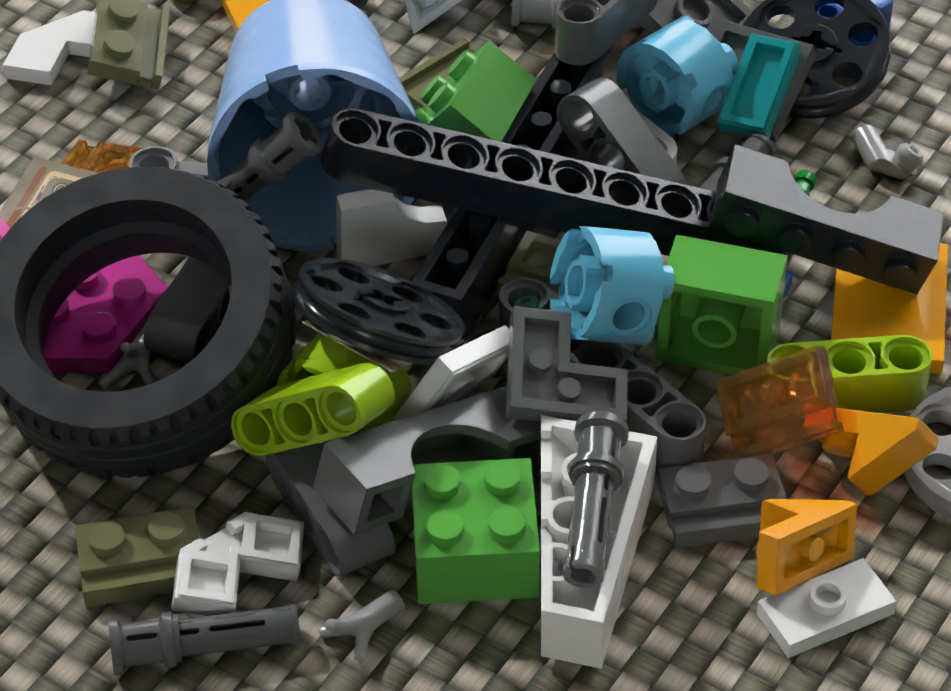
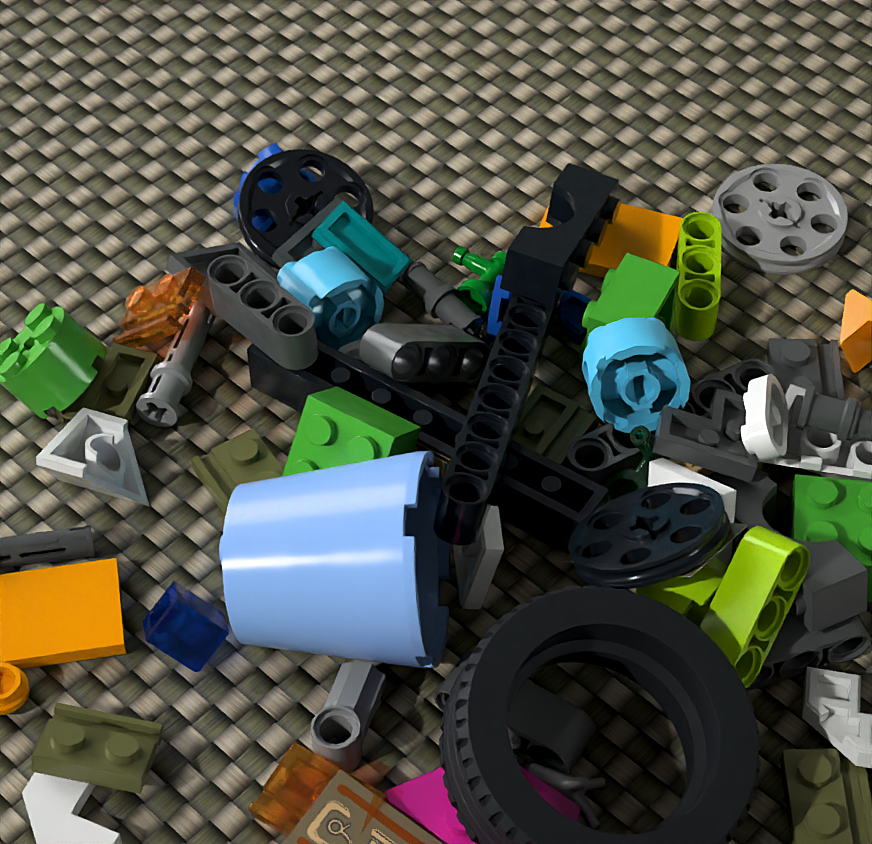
camera: 80 degrees left, 5 degrees up
(273, 157) = (448, 587): dark grey pin -> none
(569, 393) = (765, 418): none -> white plate
(779, 404) = (747, 310): clear orange plate -> none
(879, 446) = (786, 265): light orange slope -> none
(880, 159) = (441, 205): light grey arm -> none

